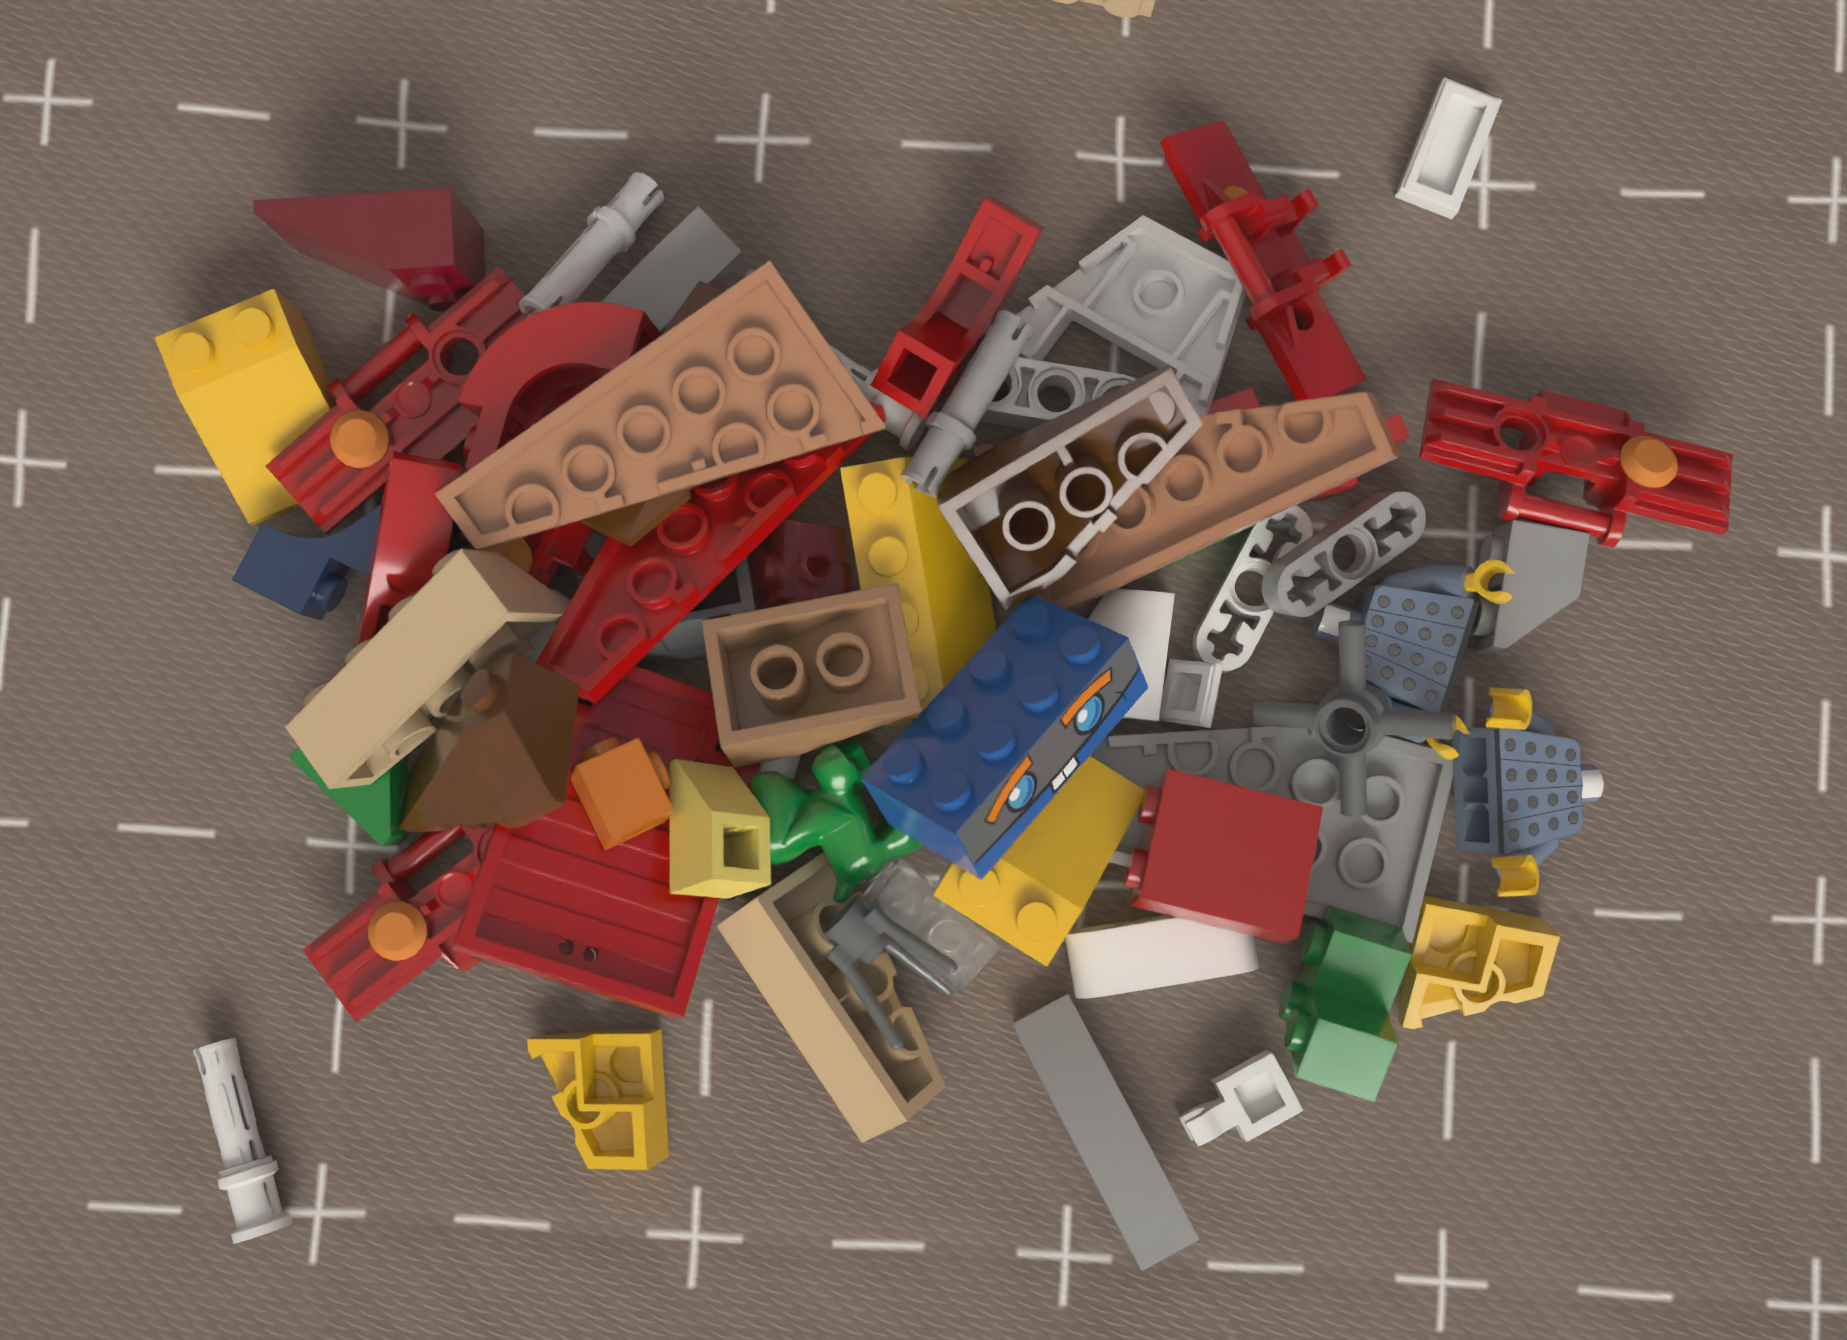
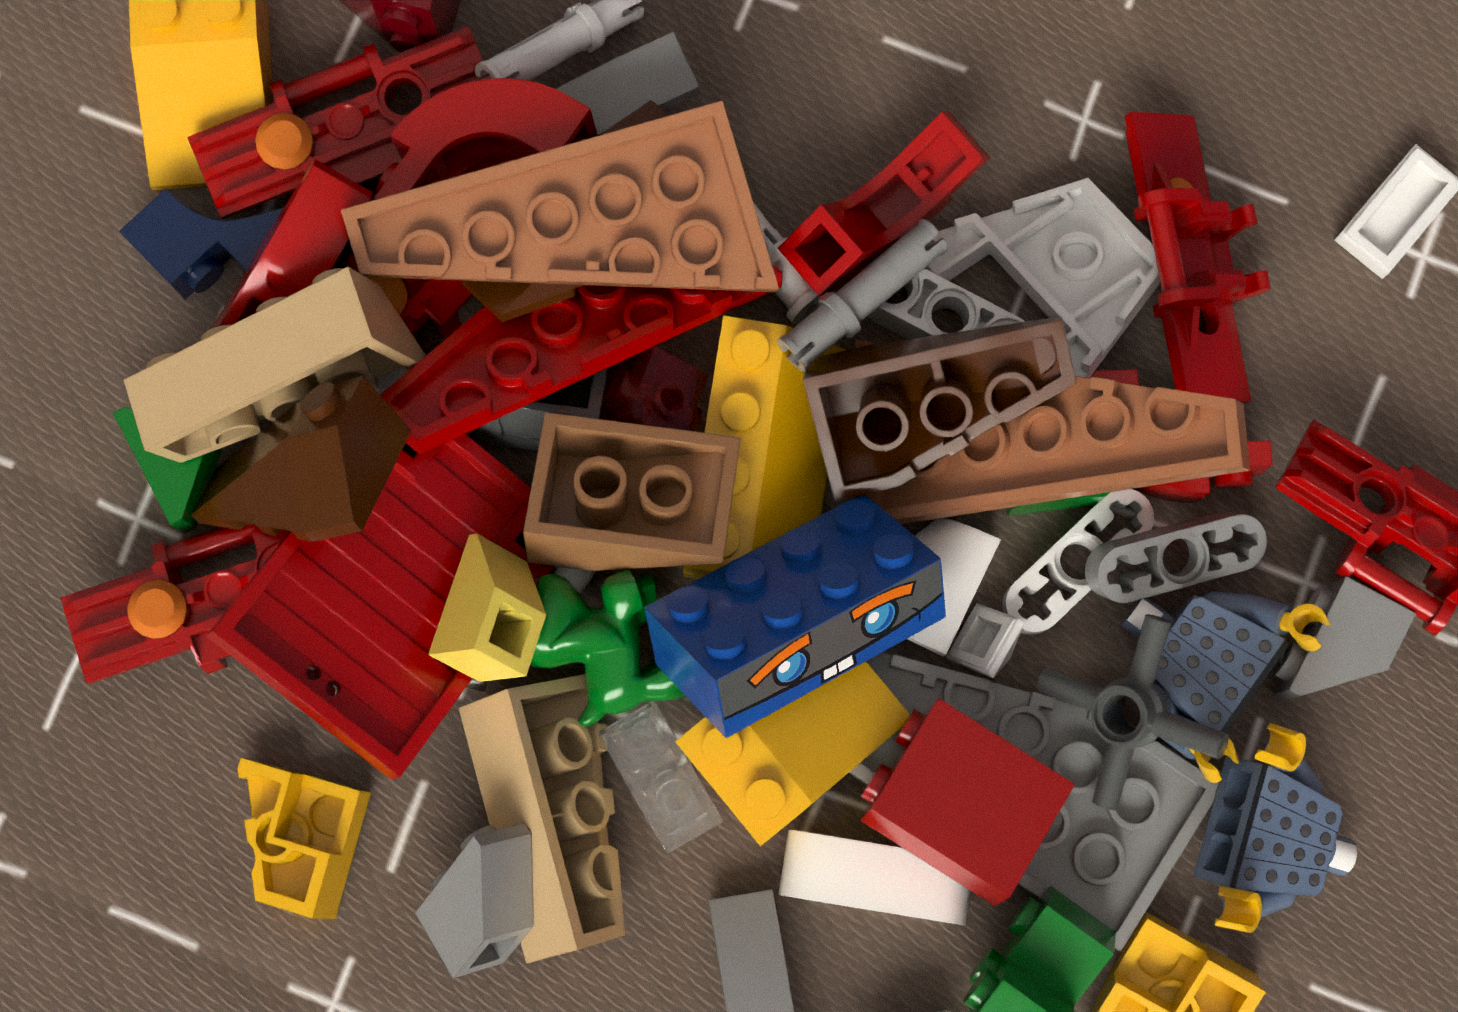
camera: 10 degrees right, 5 degrees down
(622, 790) = (416, 544): orange brick -> none
(800, 1101) = (482, 901): none -> light grey slope
(864, 934) = (601, 758): dark grey plant -> none

